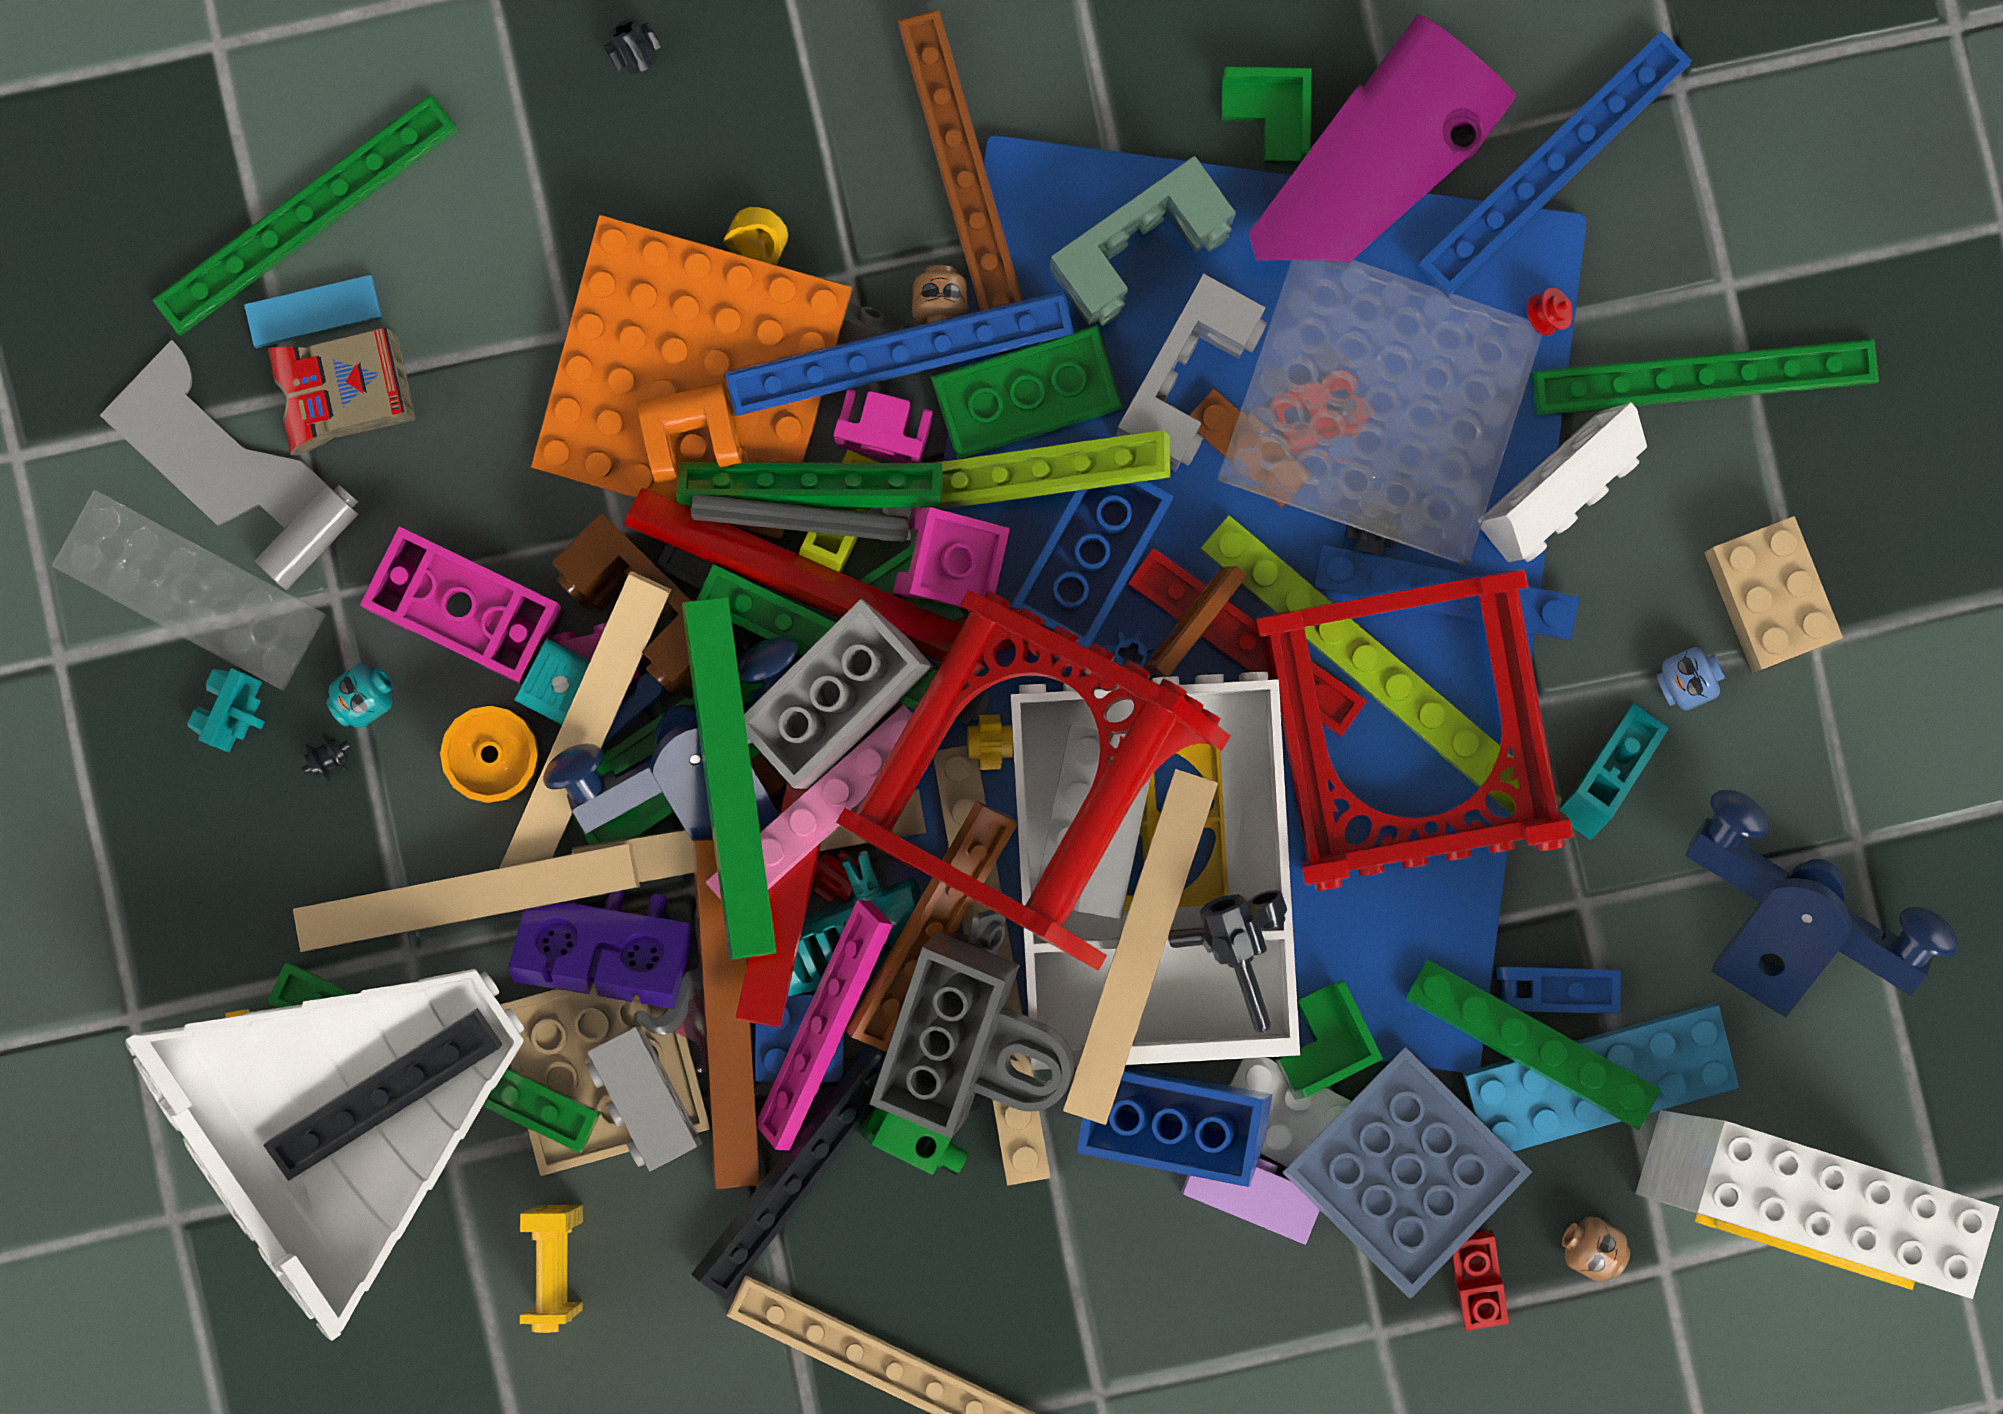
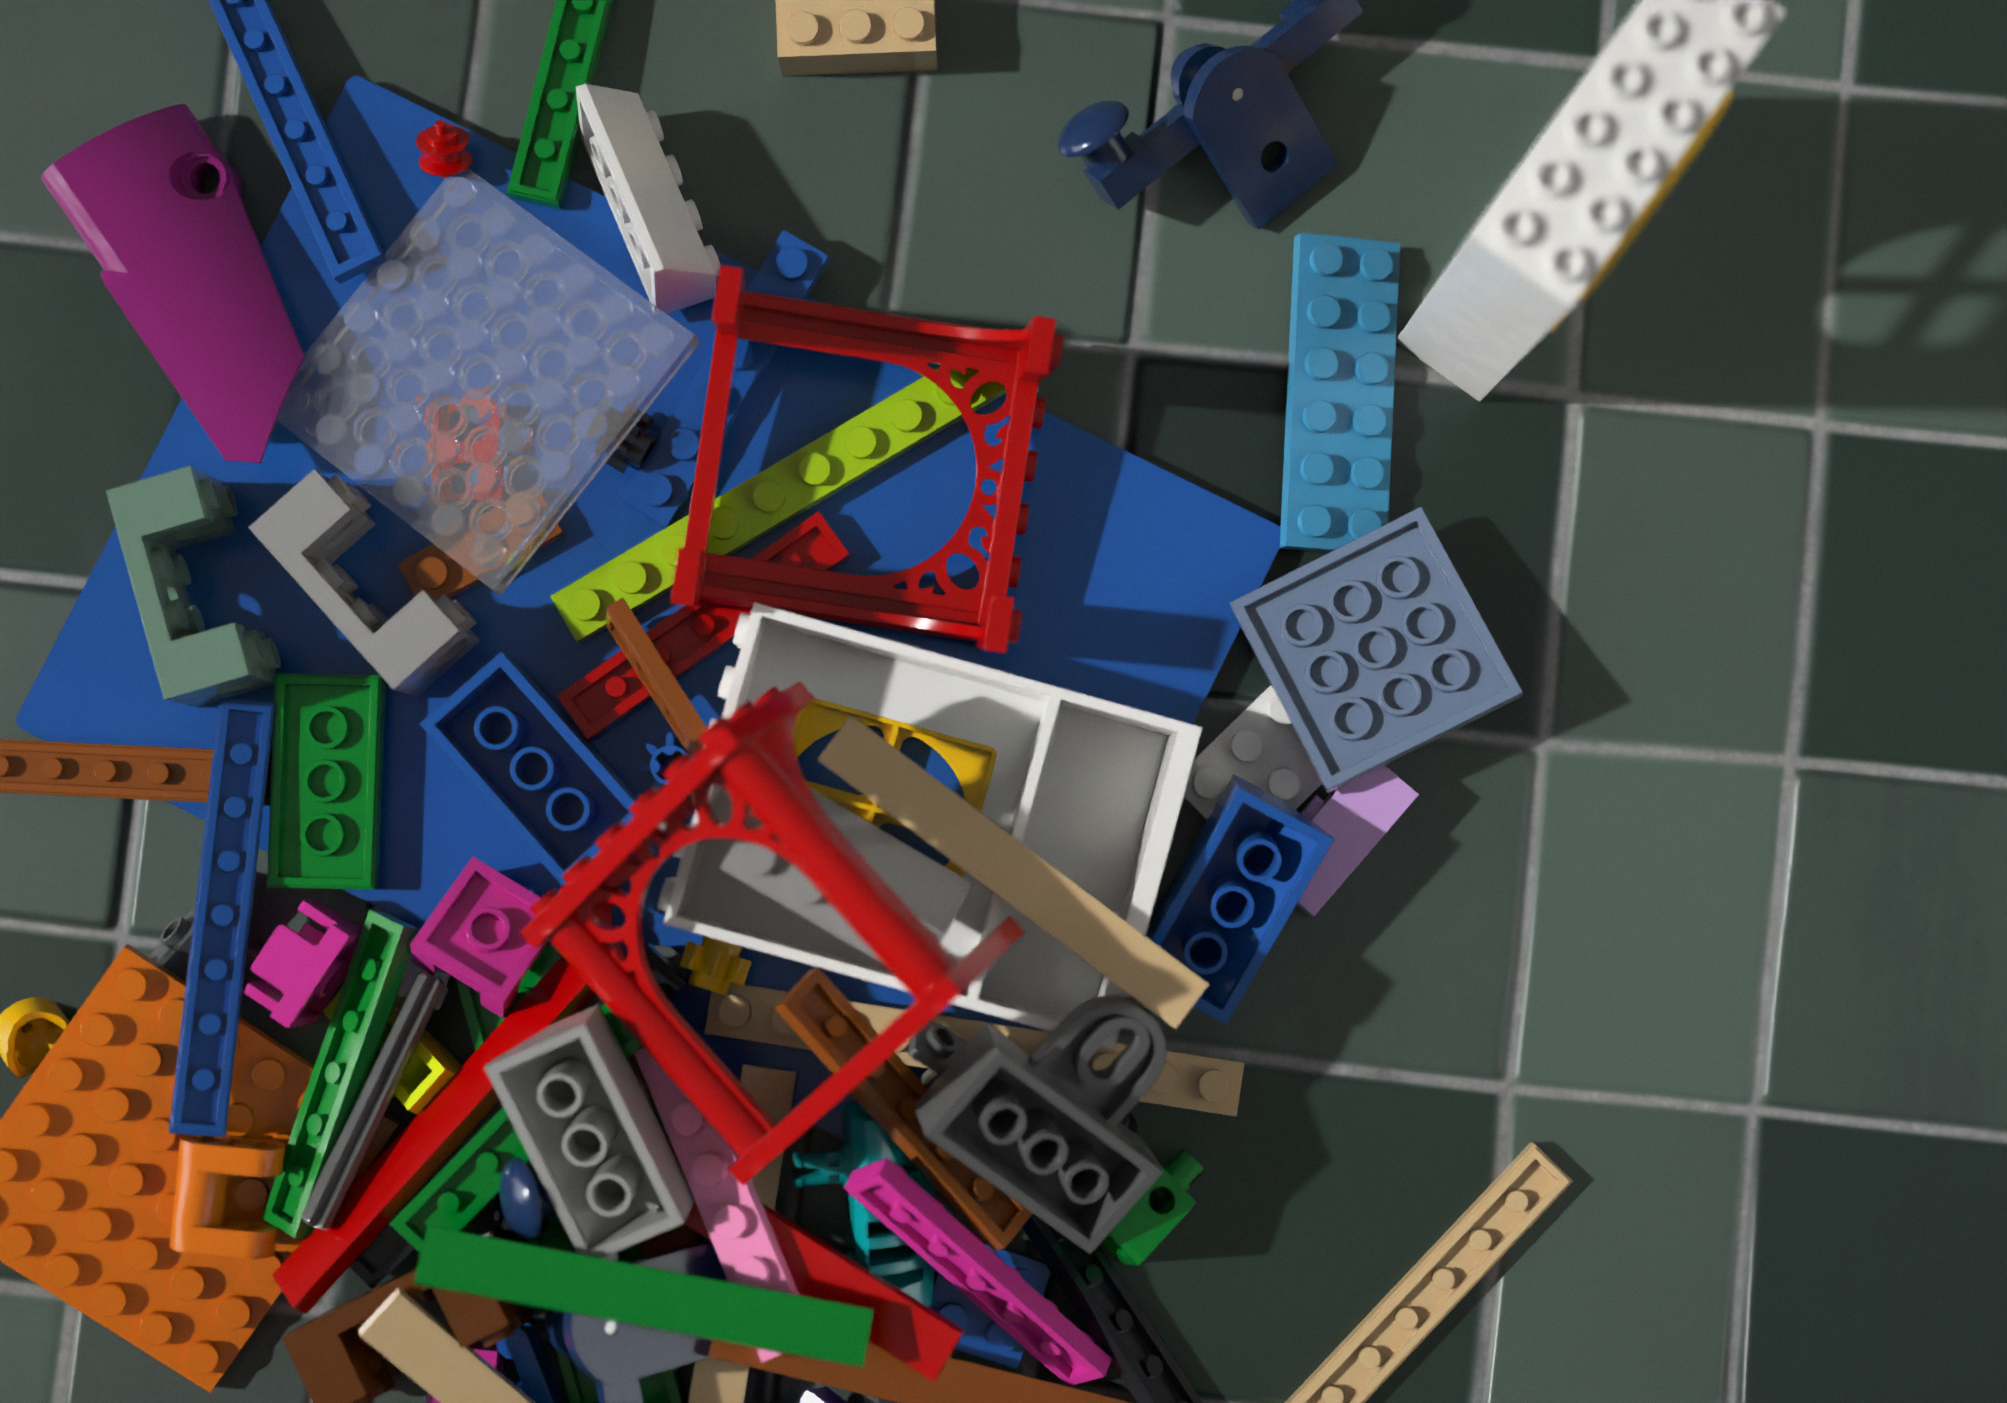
camera: 65 degrees left, 0 degrees up
(832, 877) = (811, 1201): red gear -> none
(939, 294) = (174, 843): medium nougat head -> none
(1056, 469) = (420, 778): lime plate -> none
(1235, 937) = (1039, 756): black piece -> none
(1280, 100) = (86, 382): green panel -> none
(1339, 1045) = (1197, 674): green panel -> none
(1479, 1282) = (1525, 610): red slope -> none
(1533, 1044) = (1277, 455): green plate -> none
(1562, 989) = (1223, 405): blue plate -> none
(1596, 1249) = (1530, 465): medium nougat head -> none
(1613, 771) = (994, 259): teal slope -> none
(1690, 678) = (919, 137): medium blue head -> none

